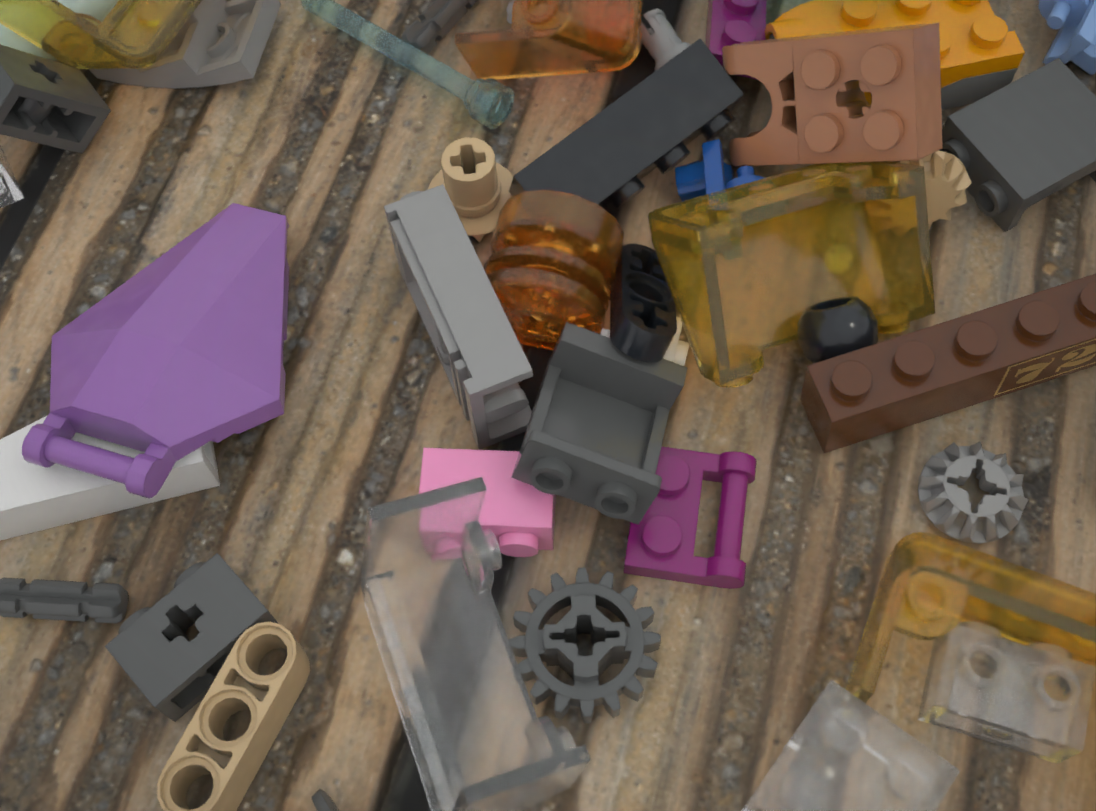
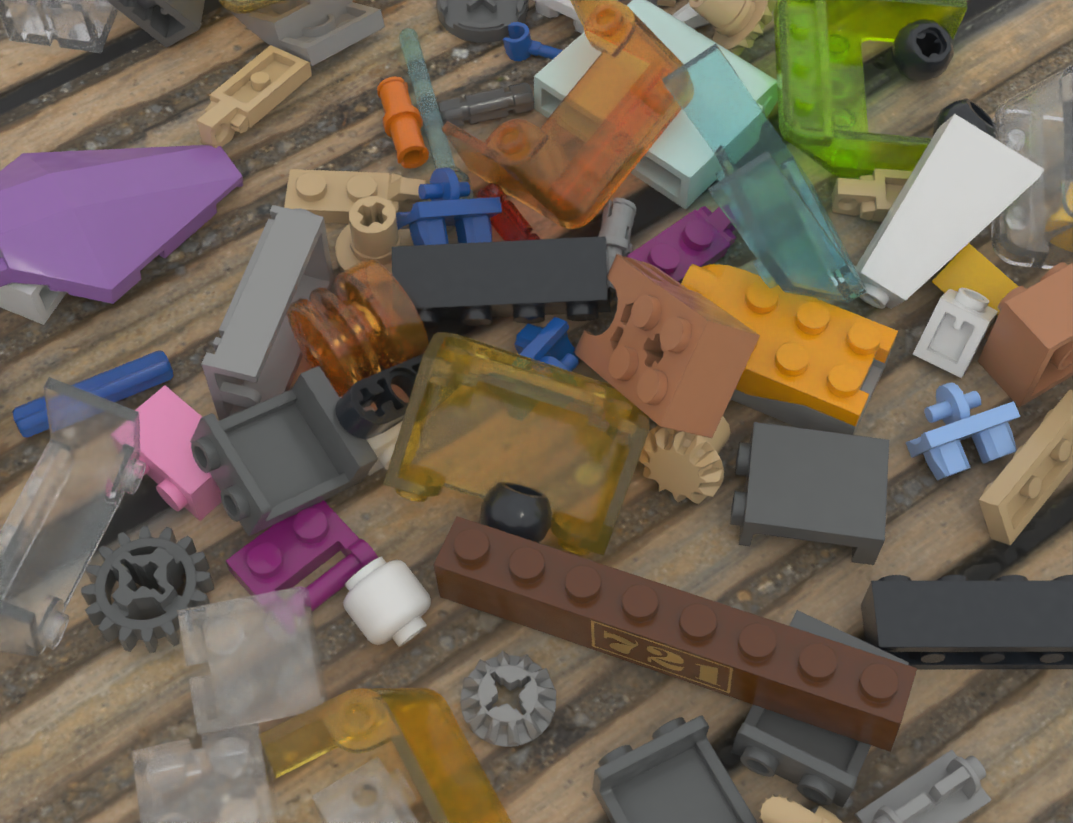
camera: 35 degrees right, 5 degrees down
(222, 137) = (251, 95): none -> tan hinge
(340, 513) = (111, 385): none -> blue axle
(386, 73) = (402, 122): none -> orange pin
(396, 168) = (335, 192): none -> tan hinge
(523, 124) = (429, 218): none -> blue hips
(560, 96) = (510, 222): none -> clear red axle
(768, 627) = (258, 658): none -> clear piece
(804, 489) = (387, 602): none -> white head

